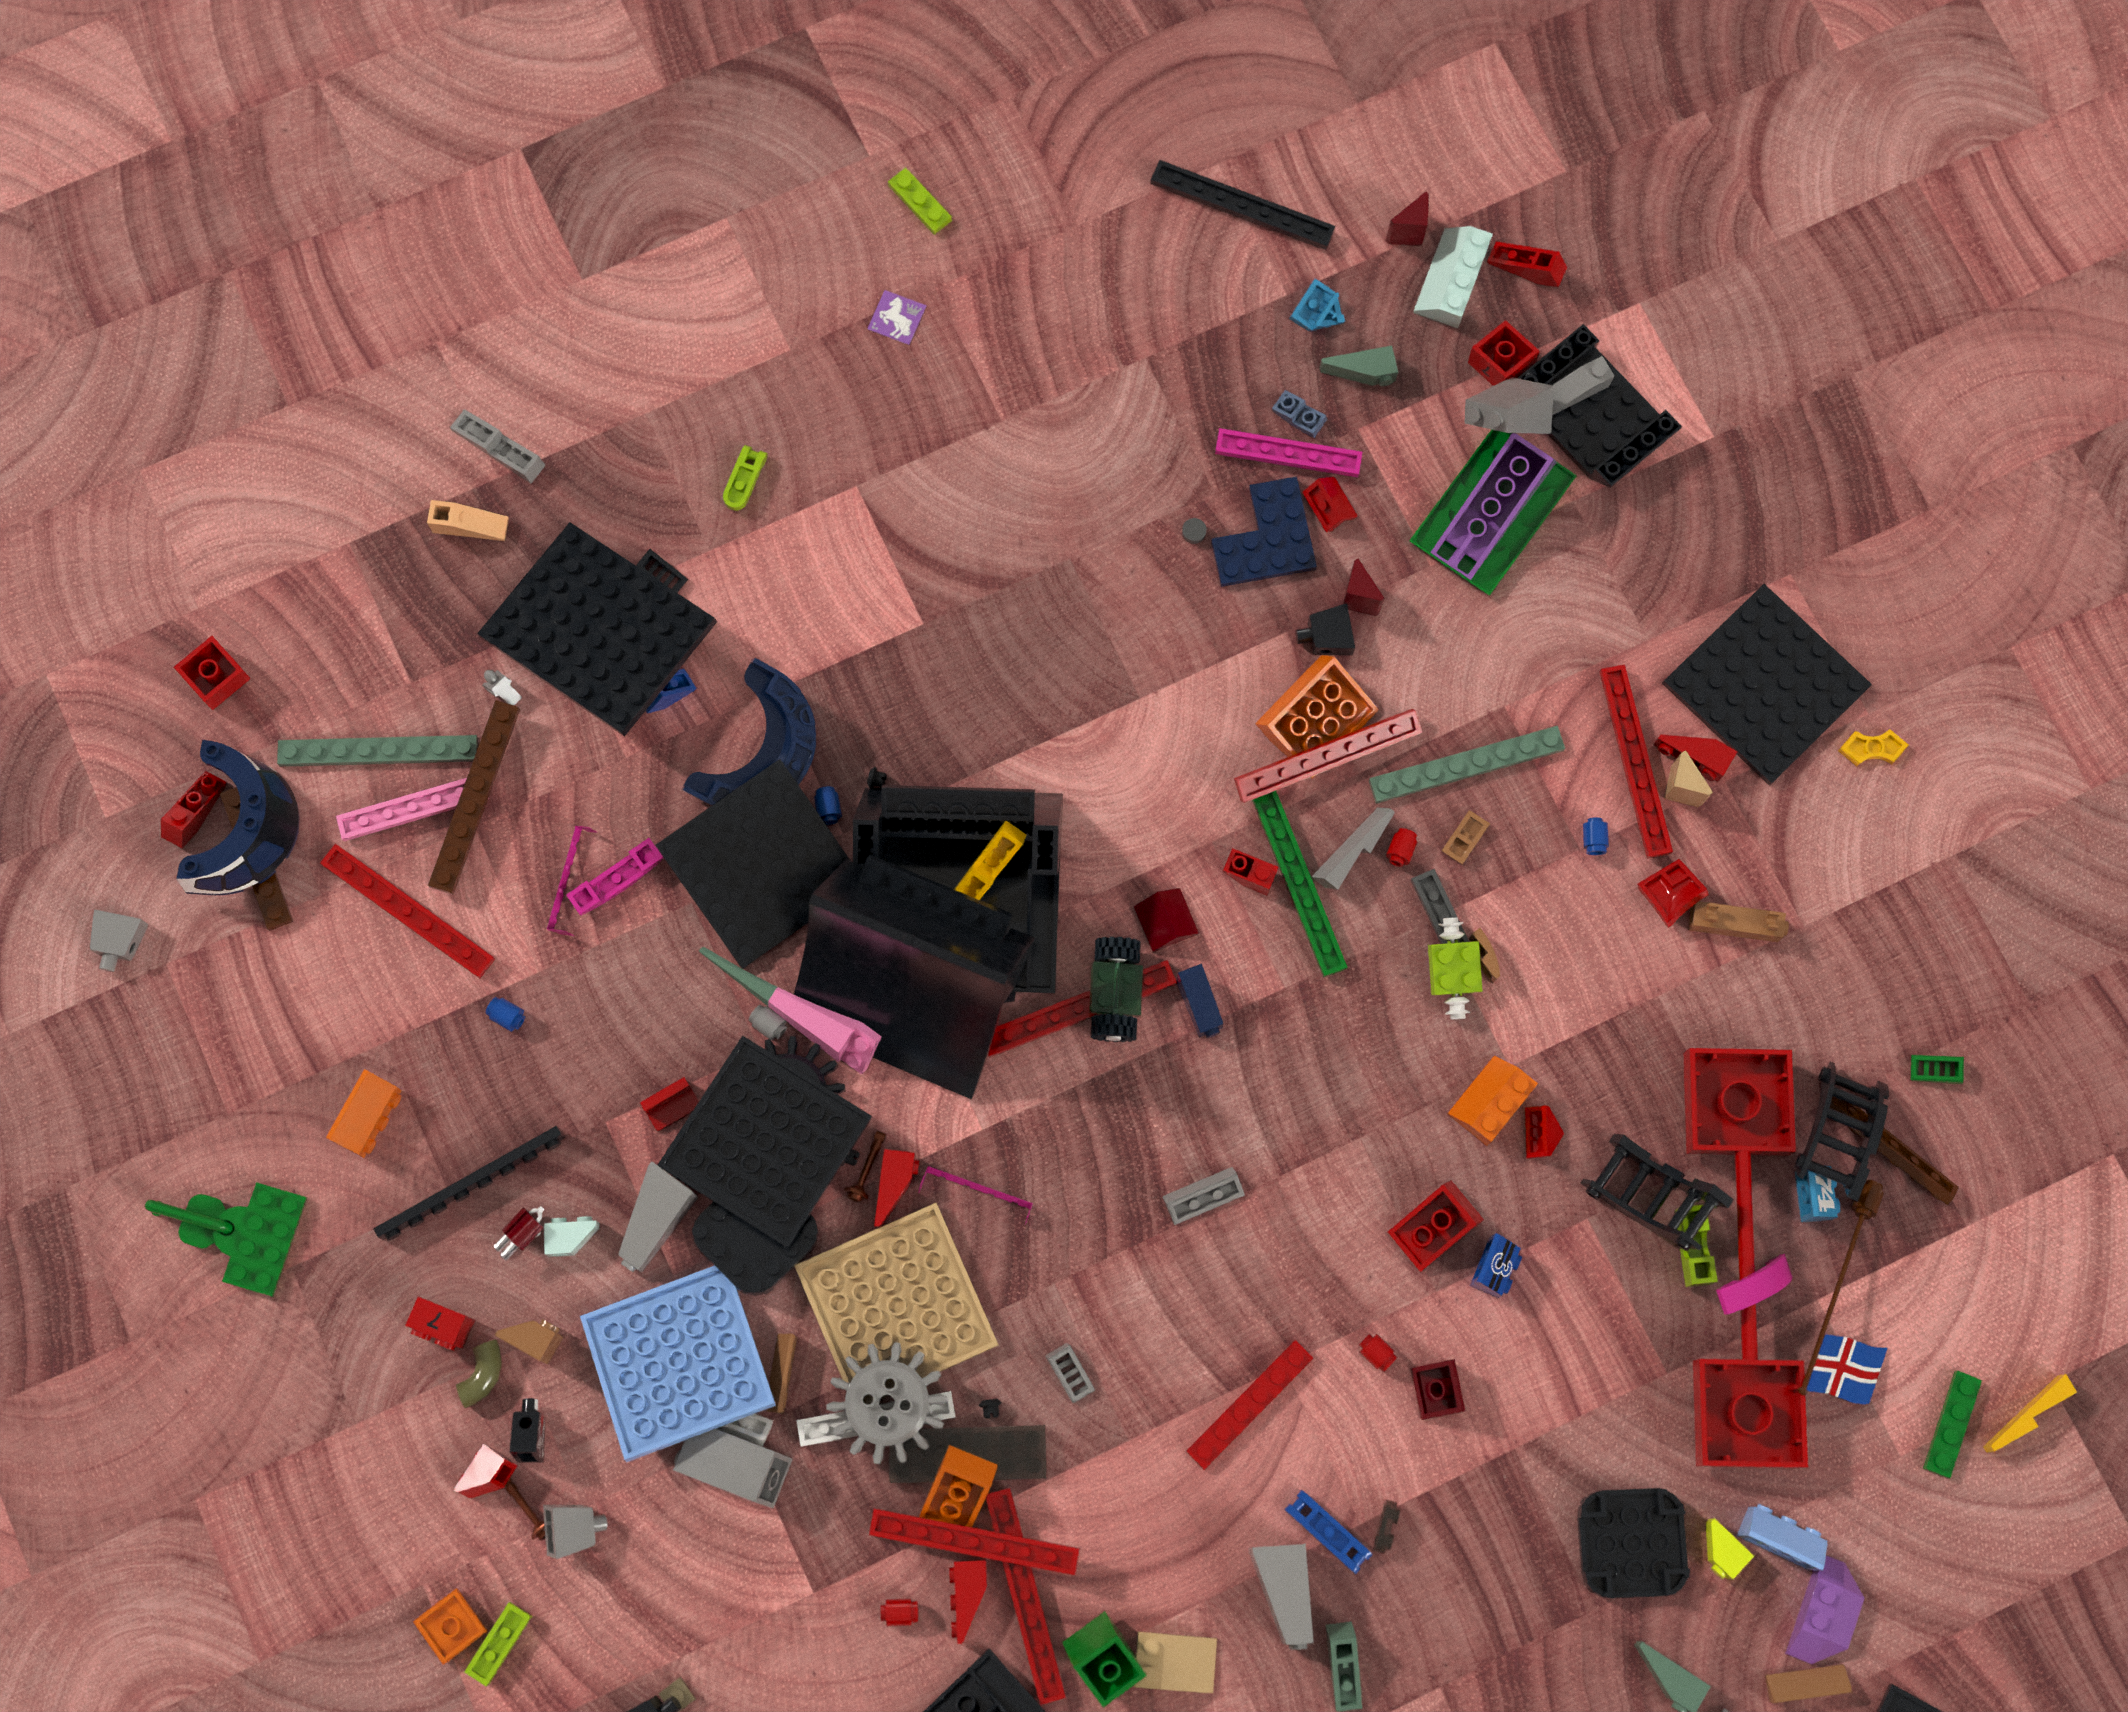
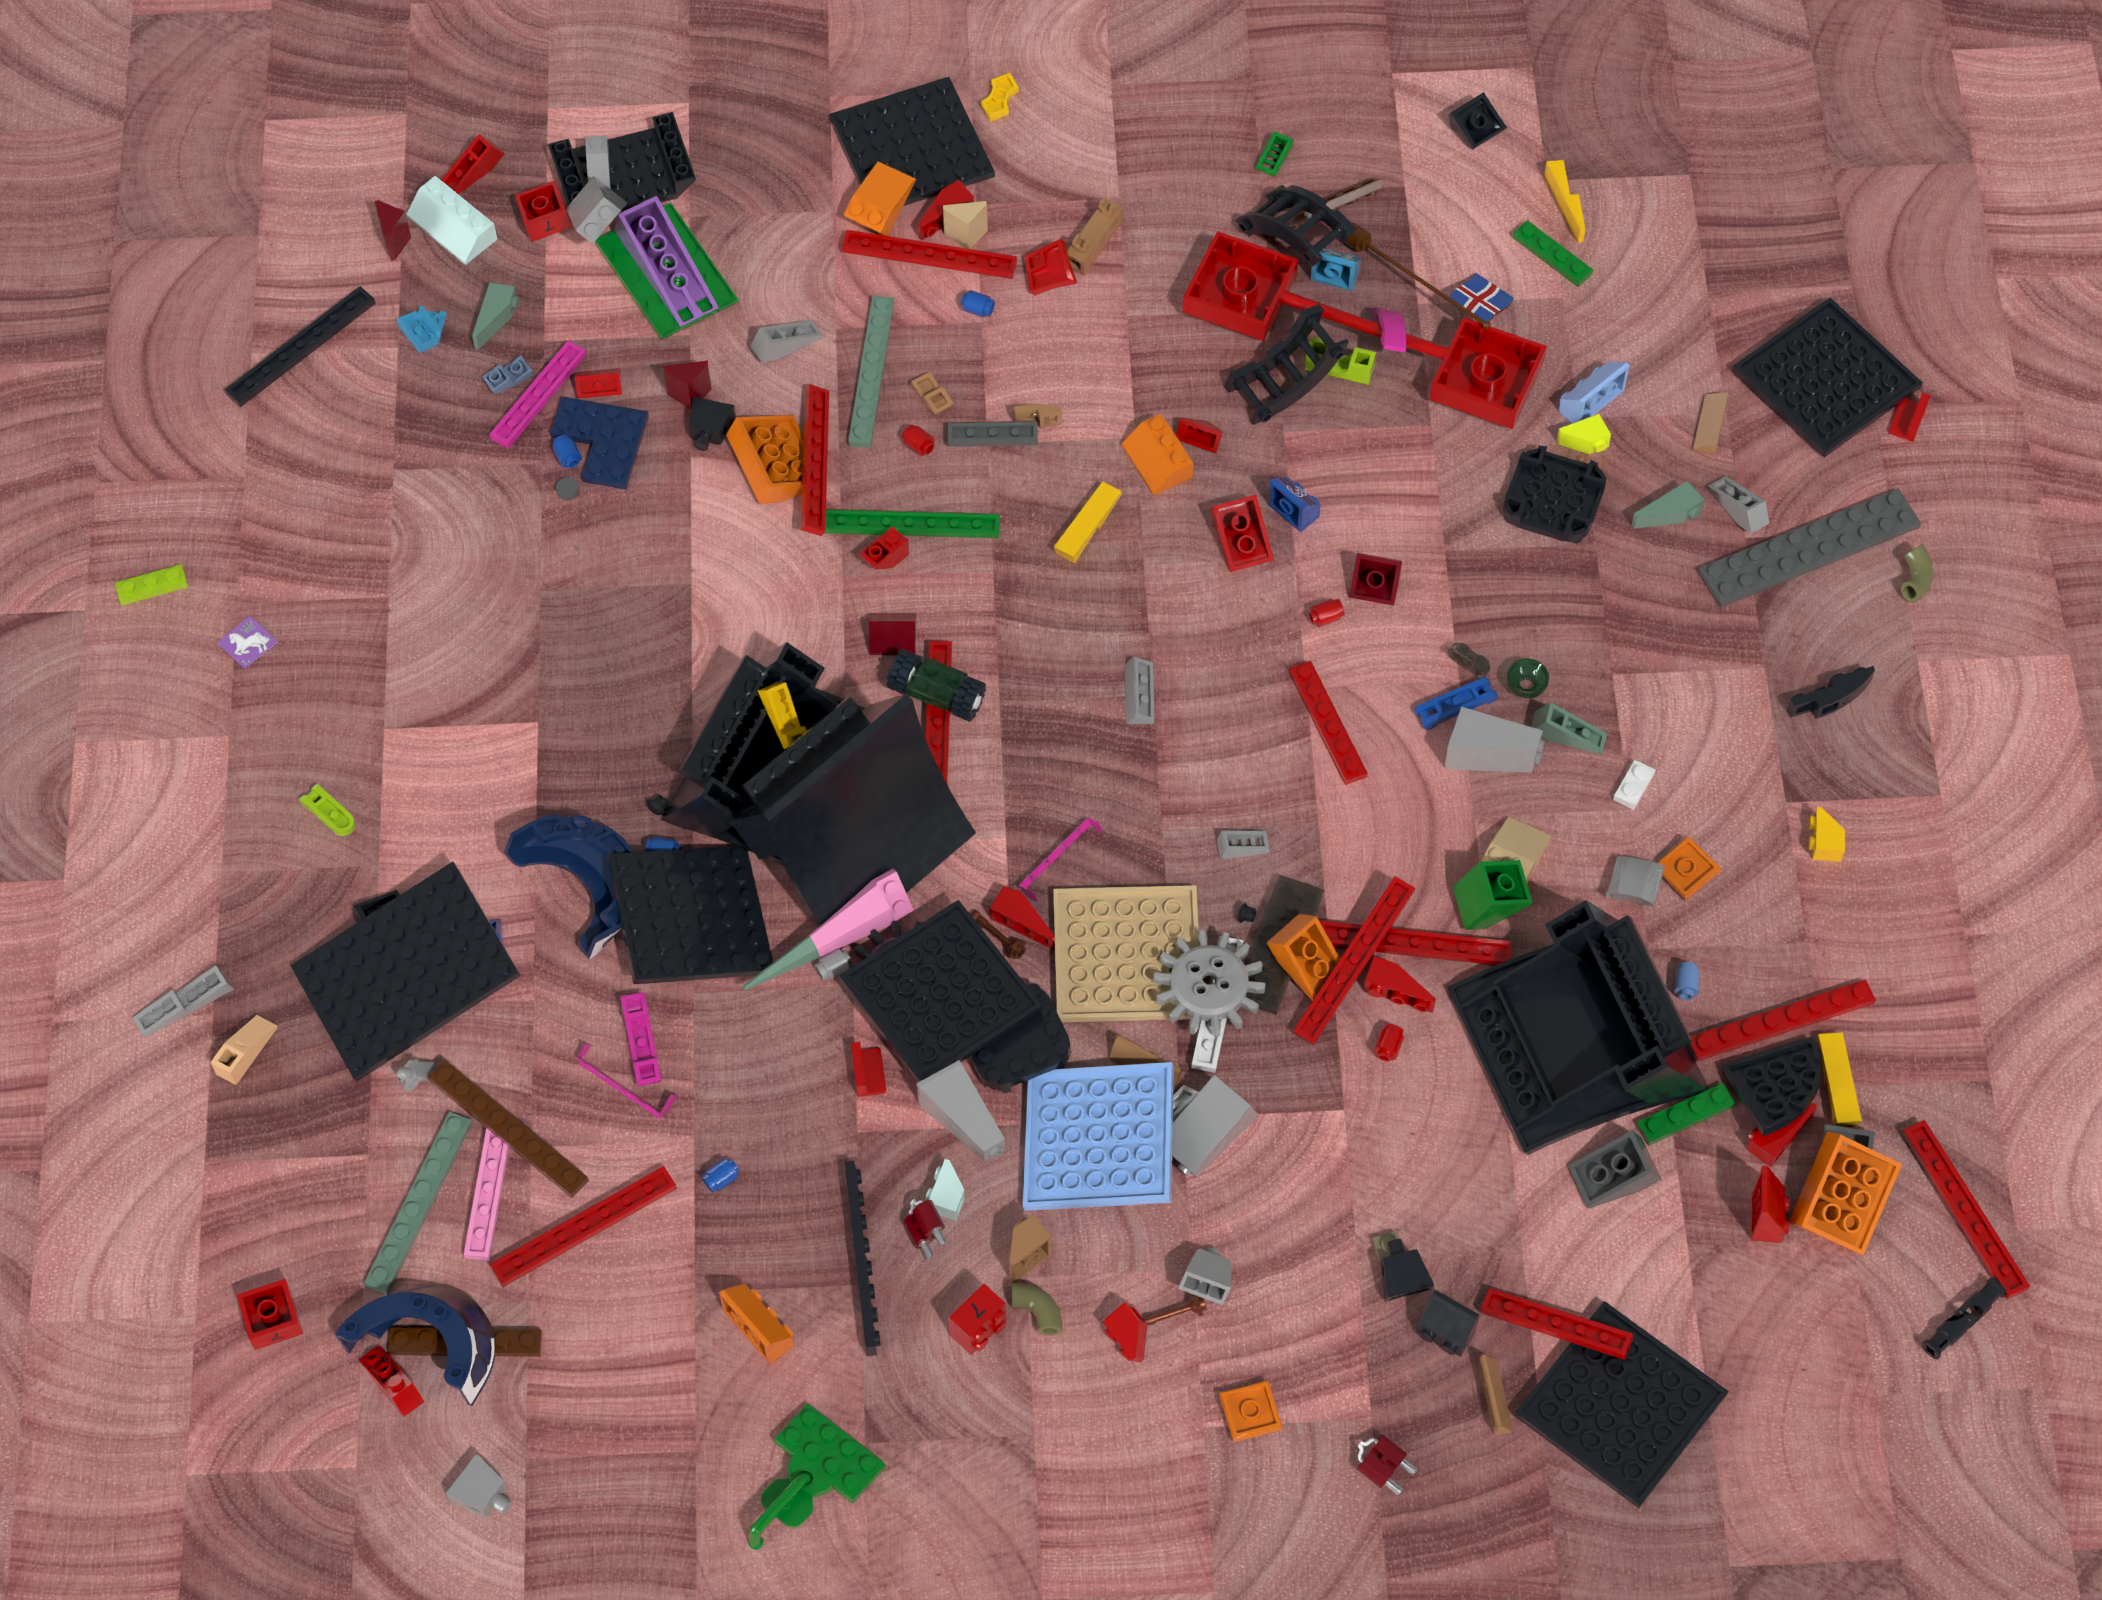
camera: 65 degrees left, 15 degrees down
(498, 1644) = (1283, 1376): lime plate -> none
(528, 1443) = (1109, 1282): black torso -> none
(1200, 1001) = (976, 628): dark blue slope -> none
(1233, 510) = (566, 451): none -> blue brick
(1363, 840) = (899, 466): light grey slope -> none
(1380, 1060) = (1087, 522): none -> yellow slope
(1400, 1605) = (1529, 670): none -> clear green piece
(1454, 968) = (1038, 437): lime plate -> none
(1462, 662) = (783, 339): none -> light grey slope
(1673, 682) = (880, 199): none -> orange slope
(1826, 1614) = (1663, 390): medium lavender wedge -> none
(2087, 1274) = (1476, 121): none -> black slope

